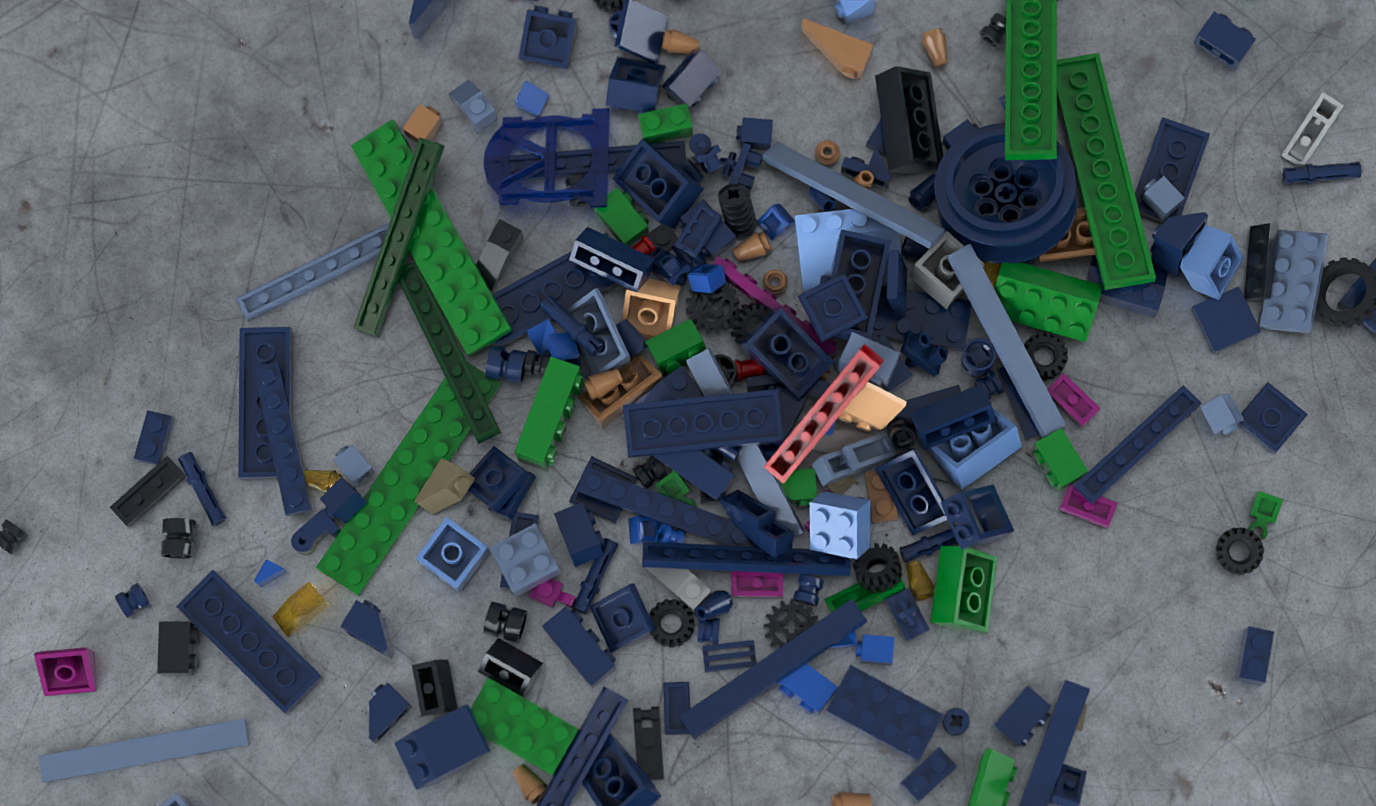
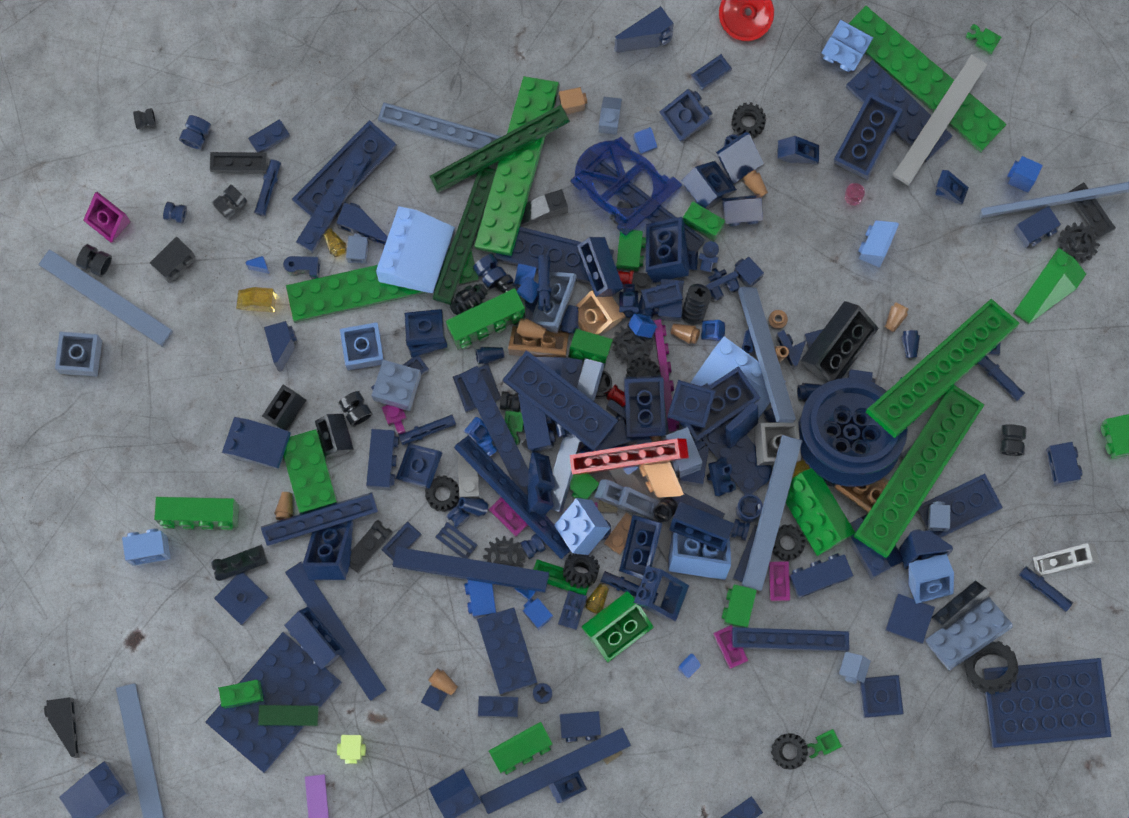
camera: 40 degrees right, 0 degrees up
(74, 502) = (194, 132): none -> dark blue wheel
(105, 720) = (95, 261): none -> black wheel
(249, 642) = (213, 292): dark blue plate -> none
(327, 438) = (356, 221): none -> dark blue slope
(342, 501) = (333, 262): dark blue brick -> none
(385, 711) = (247, 395): dark blue slope -> none
(413, 413) = (414, 251): none -> light blue slope
(444, 487) = (393, 306): dark tan slope -> none
(513, 410) = (468, 298): none -> black gear
(579, 534) = (439, 398): dark blue brick -> none
(583, 447) = (489, 354): none -> dark blue cone
(775, 274) = (679, 357): medium nougat plate -> none
(843, 51) = (842, 274): medium nougat slope -> none
(974, 59) = (911, 343): none -> dark blue cone
(995, 31) = (936, 338): black wheel -> none
(1066, 561) = (689, 666): none -> slope
(1091, 13) = (1003, 380): none -> dark blue pin
(1105, 357) = (820, 575): none -> dark blue brick
(1155, 59) = (1013, 437): none -> black wheel

